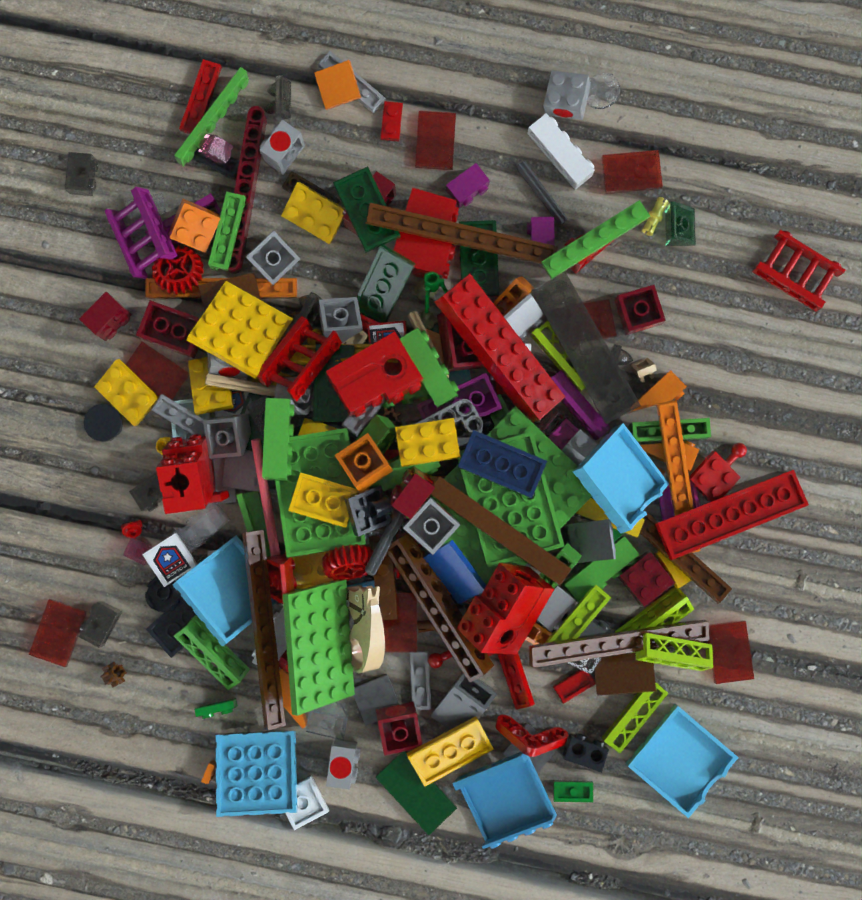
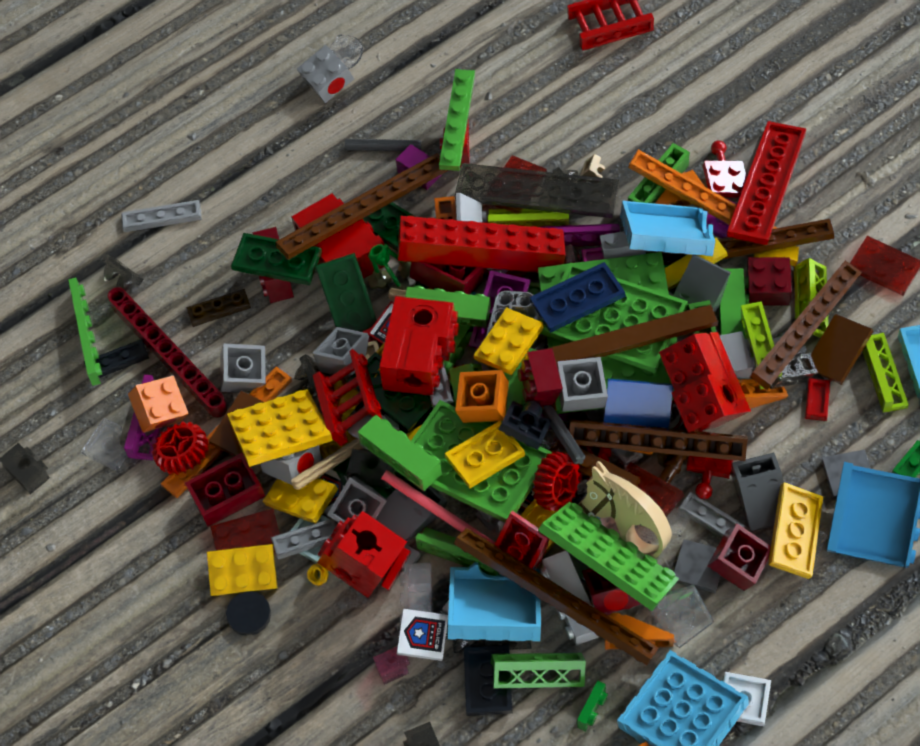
camera: 45 degrees left, 25 degrees down
(106, 317) = (163, 532): dark red brick -> none
(132, 529) = (364, 659): red plate -> none
(143, 492) = (348, 600): clear smoke brick -> none
(156, 232) = (115, 432): magenta fence -> none
(162, 598) = (448, 675): black tile -> none
(200, 95) = (59, 331): red plate -> none
(216, 148) = (113, 342): clear pink brick -> none
(227, 231) = (189, 385): bright green fence -> none
(282, 146) = (161, 294): light grey brick -> none
(313, 212) = (237, 312): yellow plate -> none
(337, 85) = (154, 224): orange tile -> none
(342, 763) = (734, 627): light grey brick -> none
(391, 121) = (221, 209): red plate -> none
(426, 804) = (823, 594): dark green tile -> none
(435, 140) = (267, 189): clear red plate -> none
(468, 185) = (326, 182): magenta brick -> none
(516, 680) = (767, 435): red plate -> none
(530, 744) = (843, 453): red beam -> none
(561, 151) = (363, 109): white brick -> none
(583, 757) = (888, 431): black brick -> none
(632, 171) = (427, 74): clear red plate -> none
(639, 309) = (541, 137): dark red brick -> none
(655, 216) = (479, 85): light yellow pin -> none
(665, 390) = (619, 161): orange slope -> none
(673, 659) = (854, 296): lime fence -> none
(680, 225) = (498, 71): clear green slope -> none

